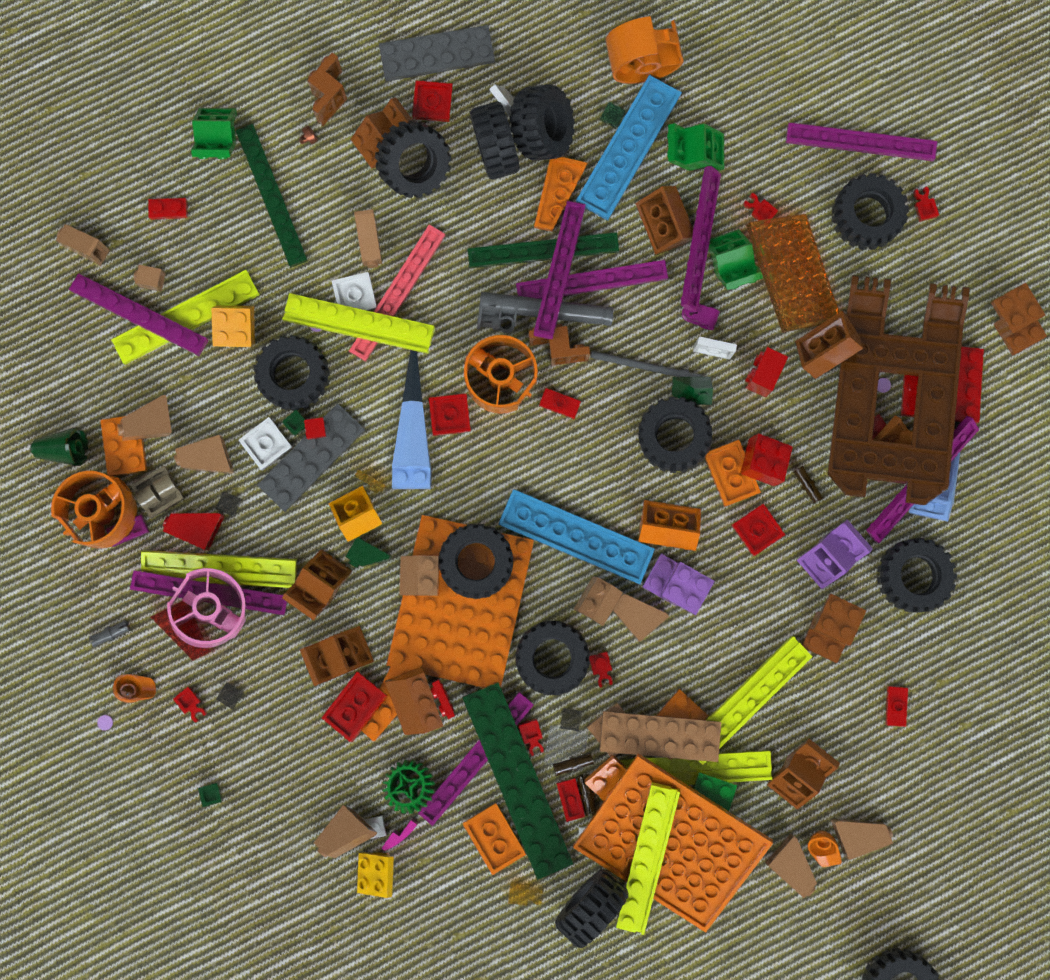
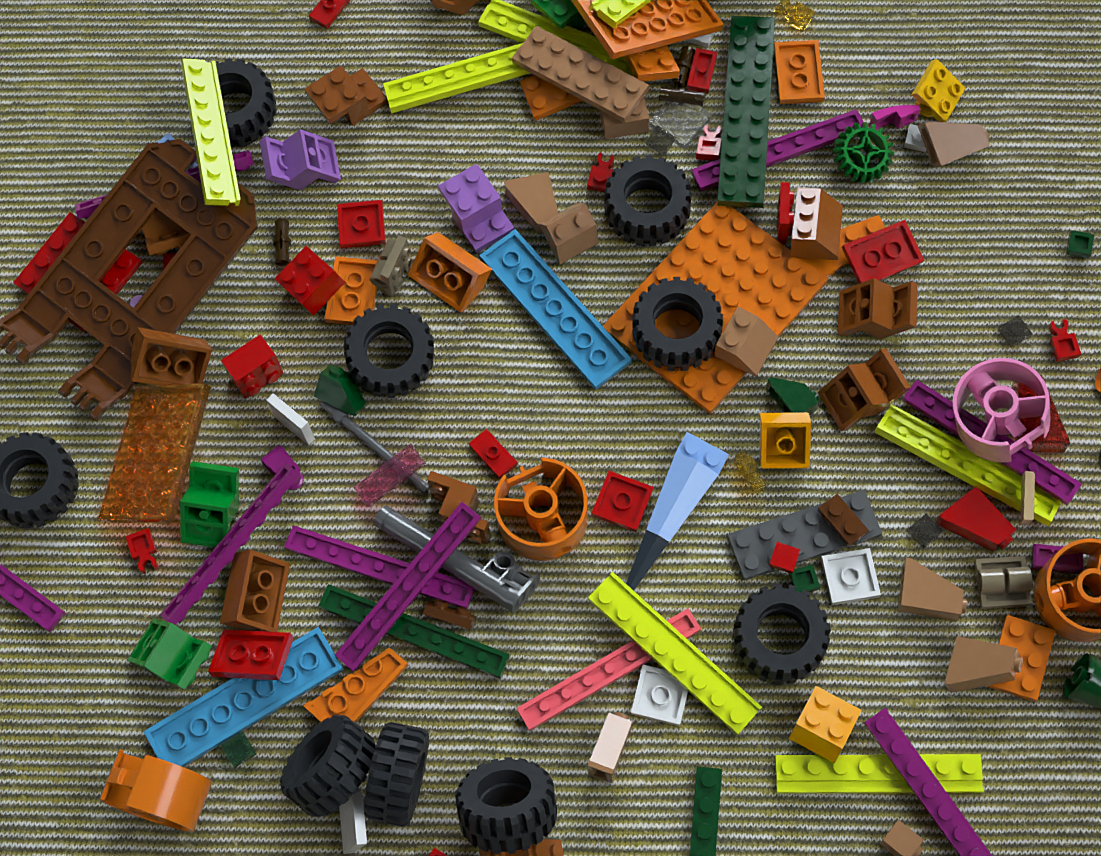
camera: 145 degrees left, 15 degrees down
(163, 556) = (1027, 498): none -> tan tile
(287, 477) = (843, 520): none -> reddish brown plate
(524, 272) = (460, 616): none -> reddish brown plate
(621, 346) = (389, 475): none -> clear pink plate
(640, 174) = (251, 654): none -> red plate
(713, 512) = (391, 266): none -> dark tan plate
(909, 524) = (210, 133): none -> neon yellow plate

